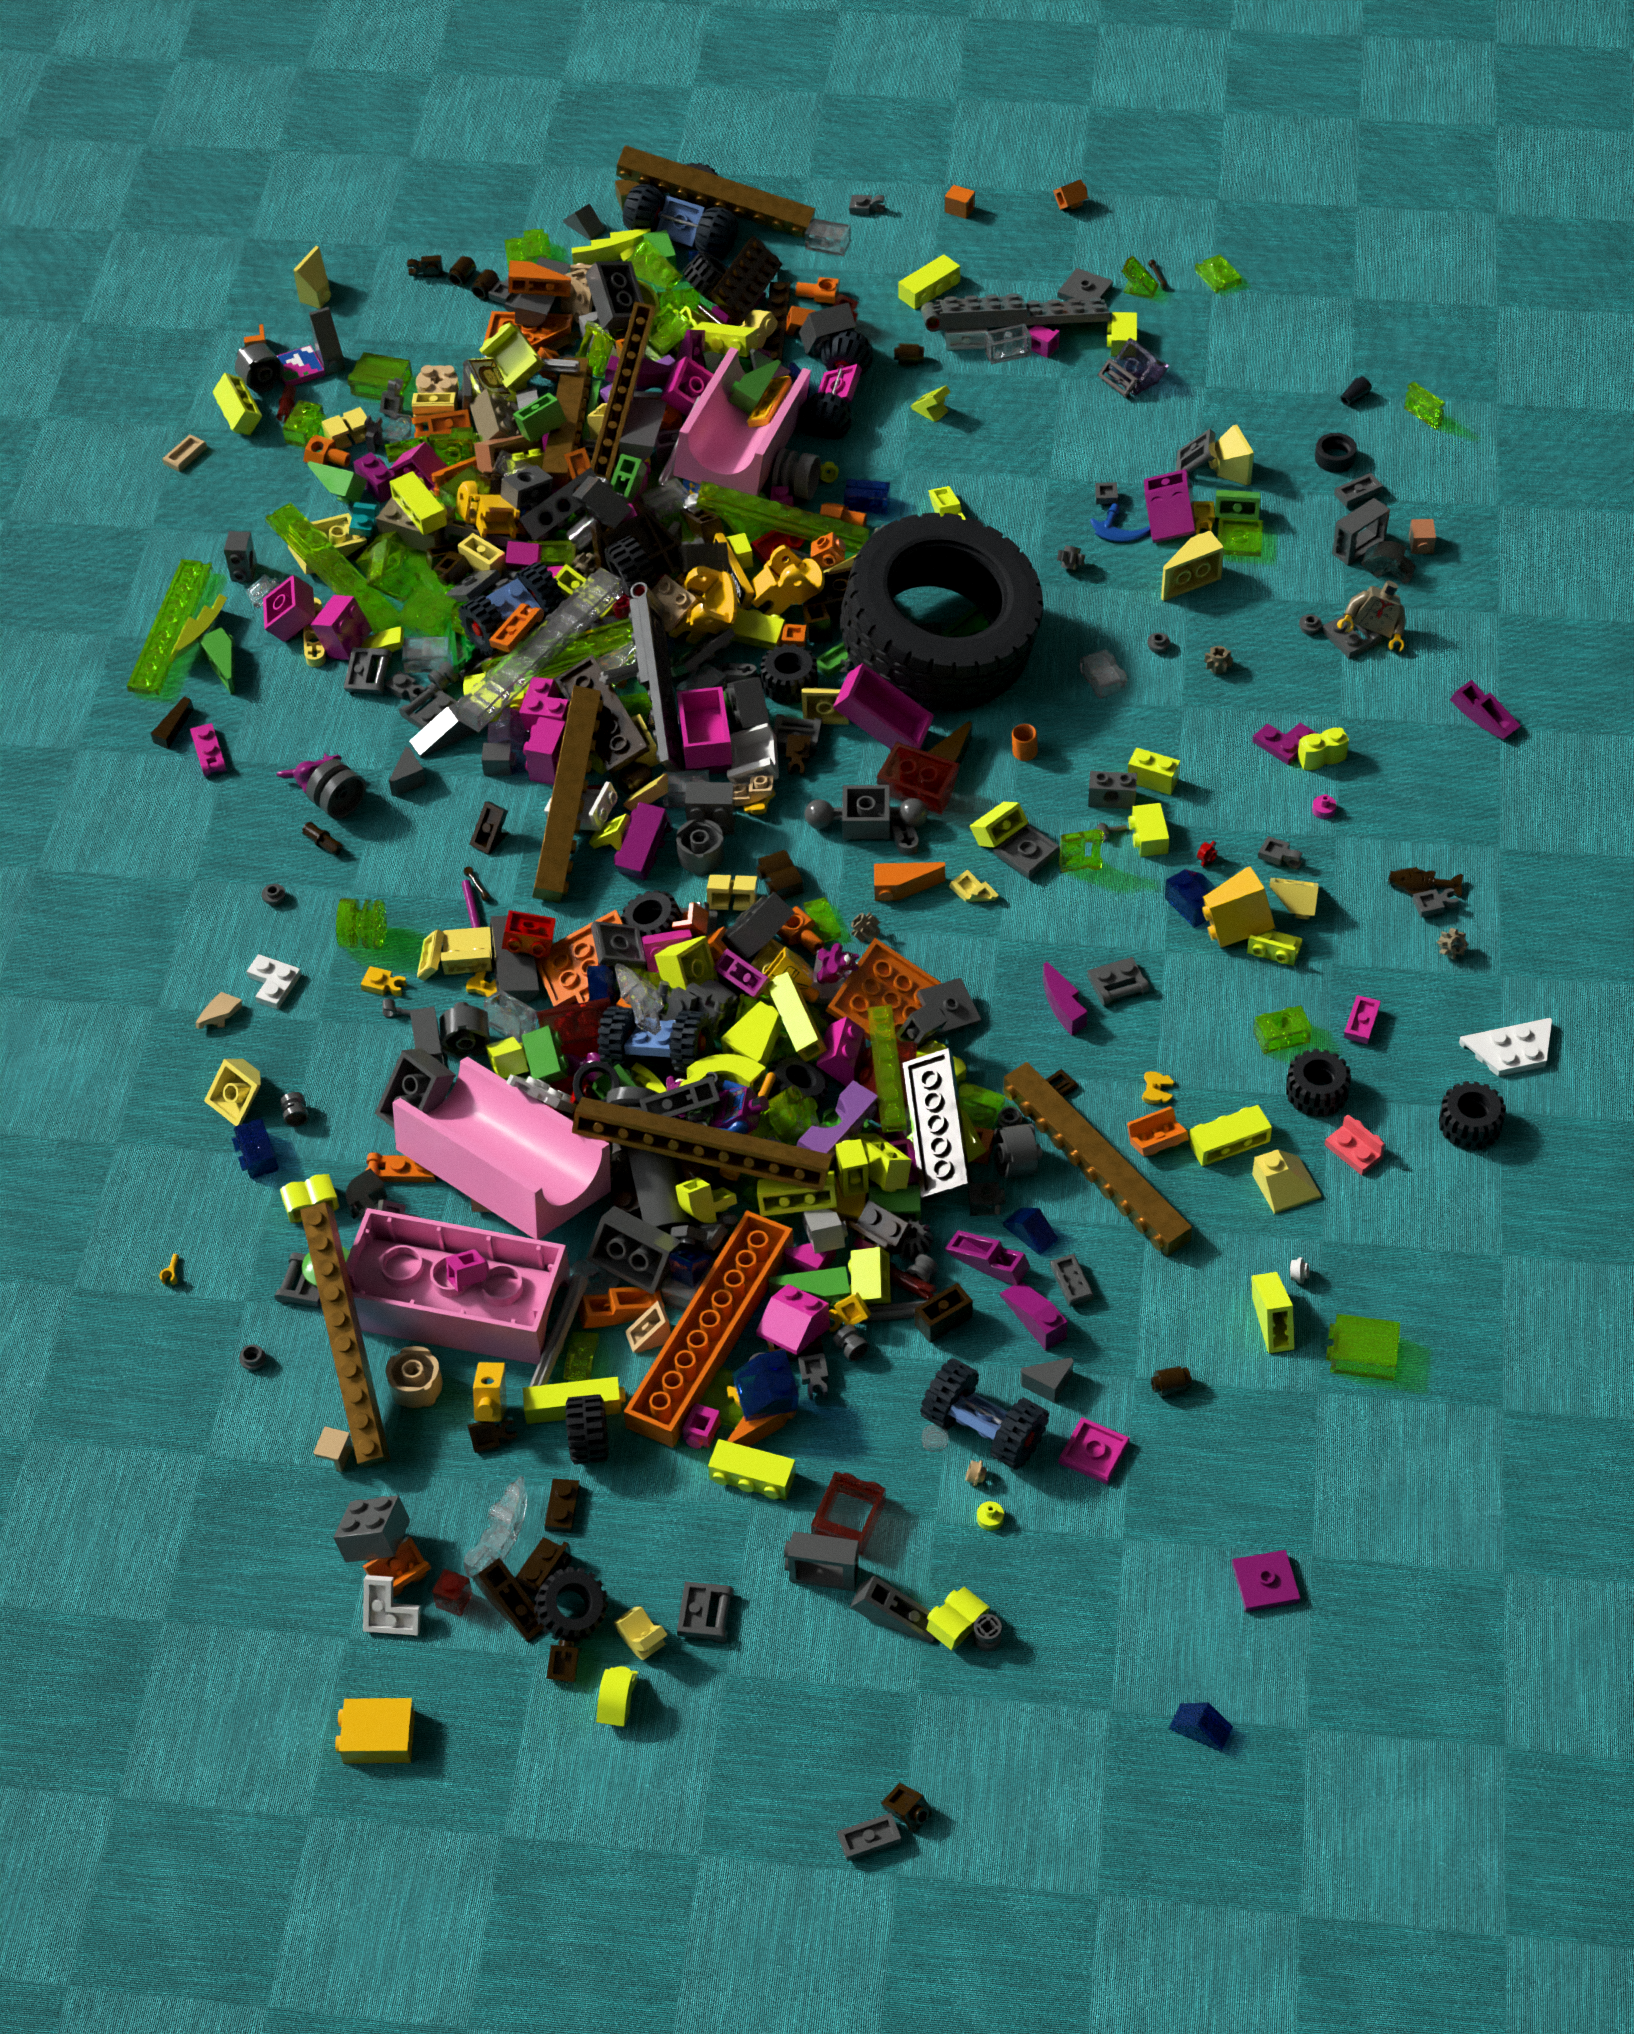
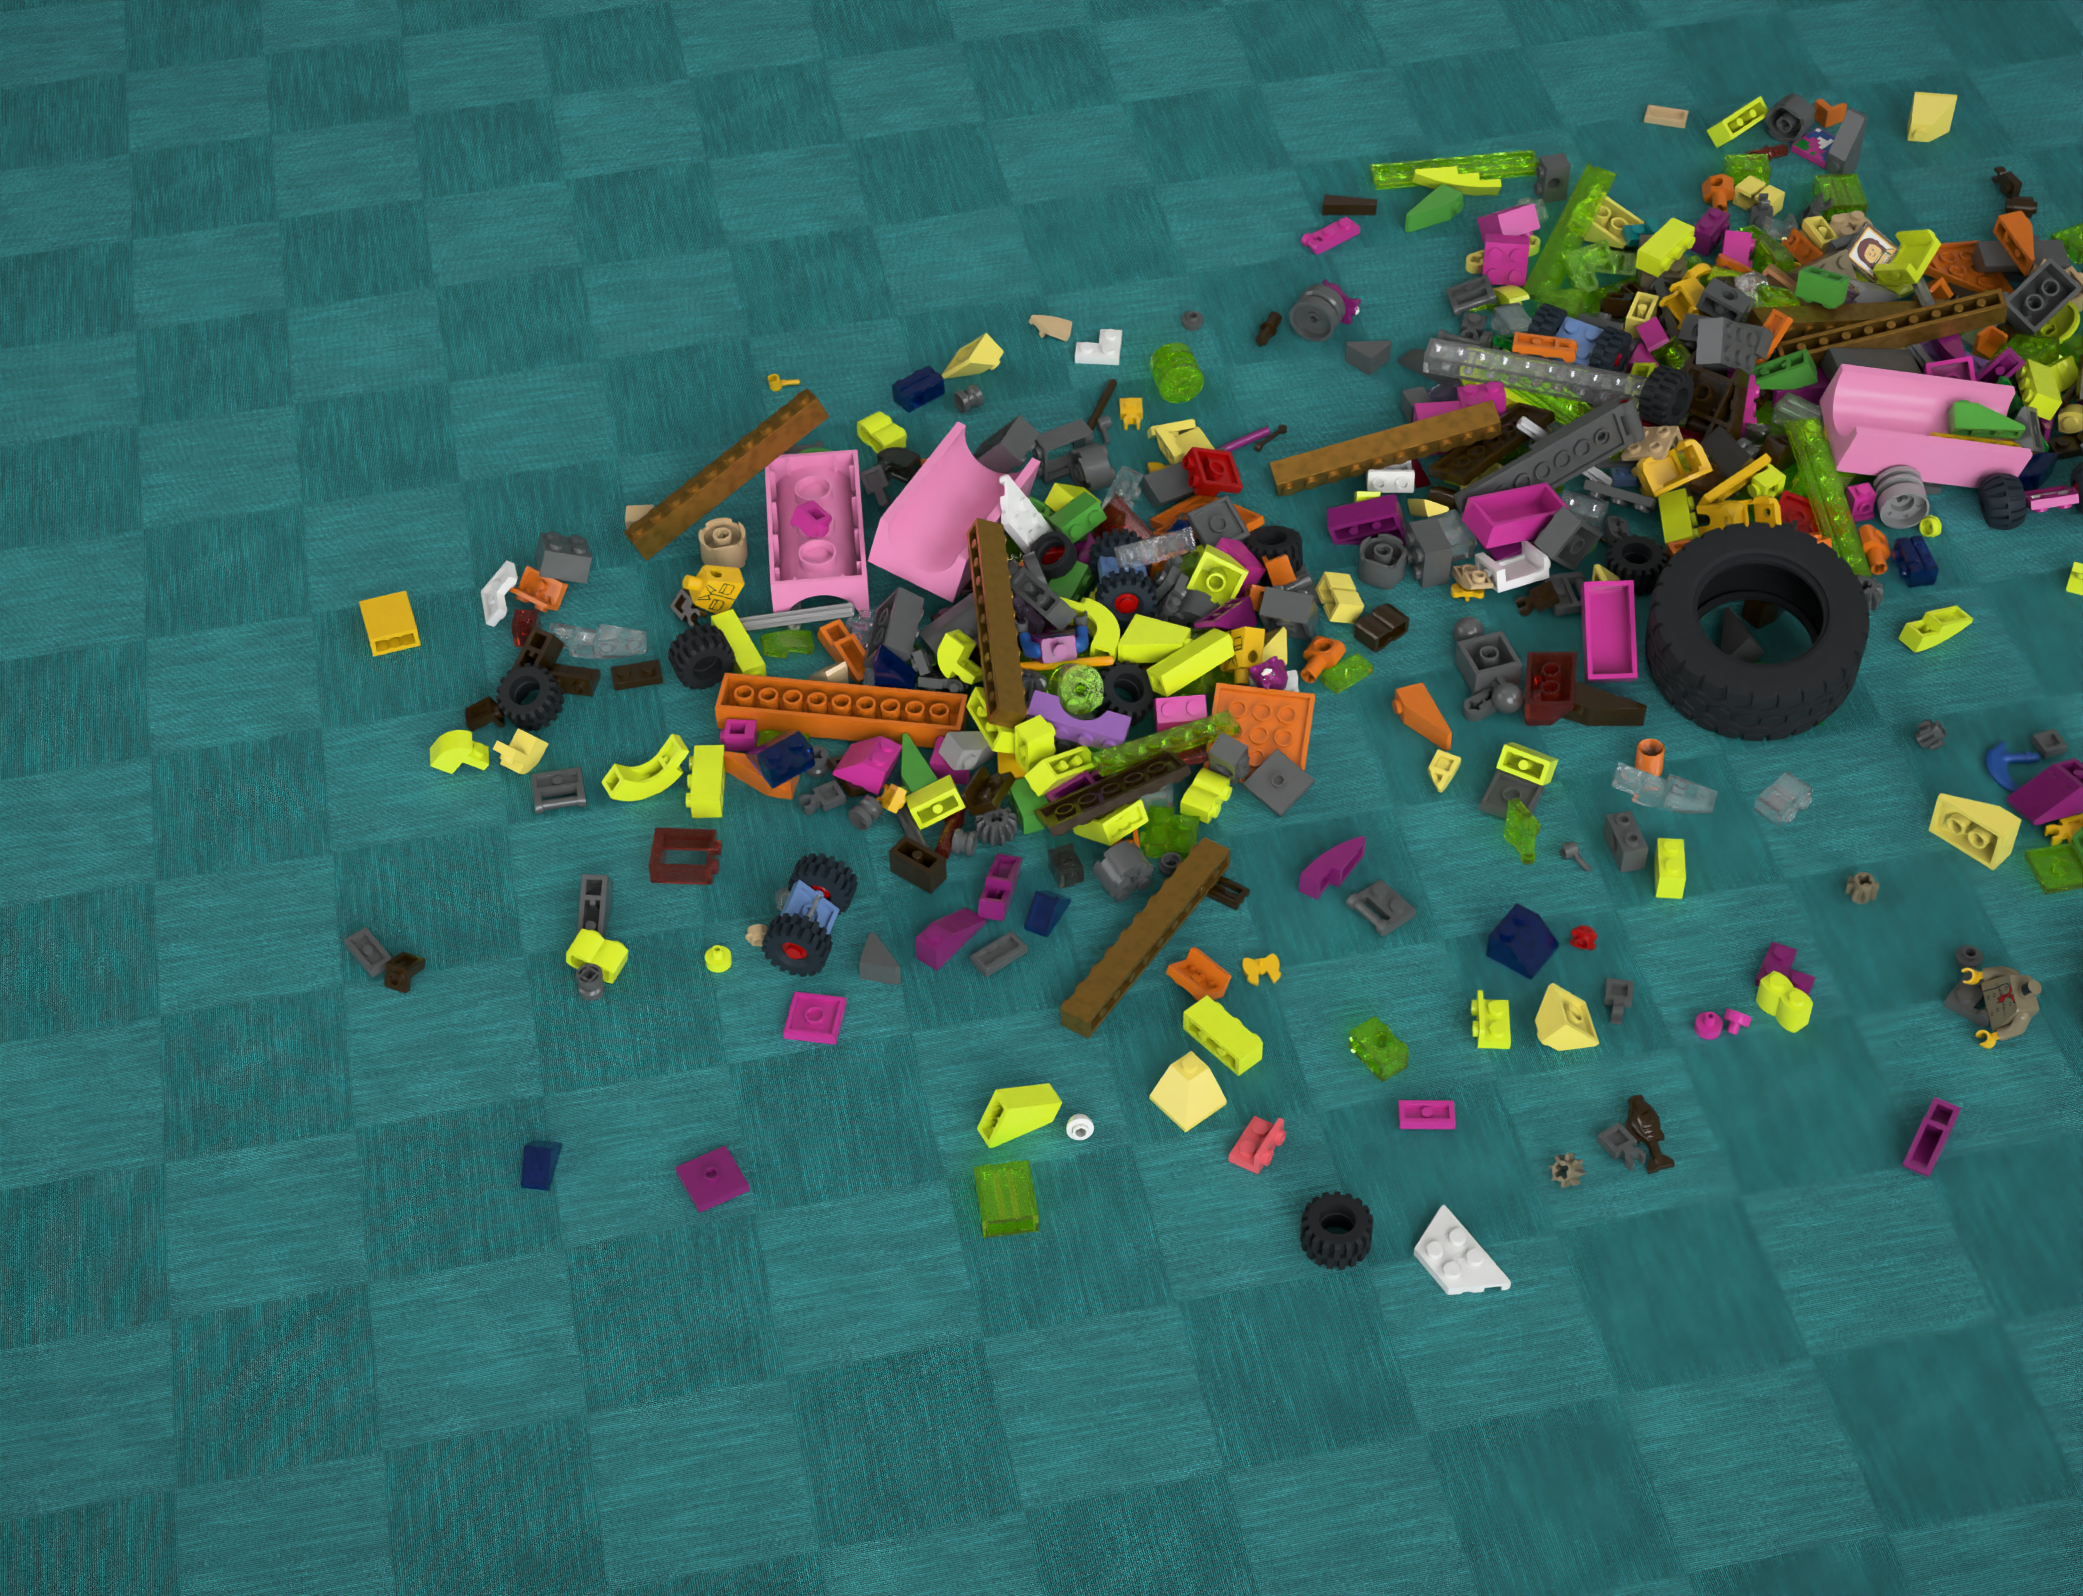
camera: 70 degrees right, 5 degrees down
(249, 1352) = (714, 450): dark grey plate -> none
(341, 483) = (1687, 207): bright green slope -> none
(403, 1029) = (1101, 404): none -> dark brown piece
(489, 828) = (1332, 424): dark brown slope -> none
(533, 452) = (1776, 296): none -> clear neon green plate
(724, 1515) = (650, 778): none -> neon yellow arch
(822, 1561) = (621, 846): dark grey window -> none
(865, 927) = (1347, 701): dark tan gear -> none
(1065, 746) = (1669, 795): none -> clear slope
(1149, 829) = (1590, 884): neon yellow brick -> none
(1158, 642) = (1860, 836): dark grey plate -> none
(1171, 1381) = (909, 1054): dark brown brick -> none
(1237, 909) = (1510, 969): yellow slope -> none
(1316, 1098) = (1319, 1073): black tyre -> none
(1329, 785) = (1736, 1020): none -> dark pink tile

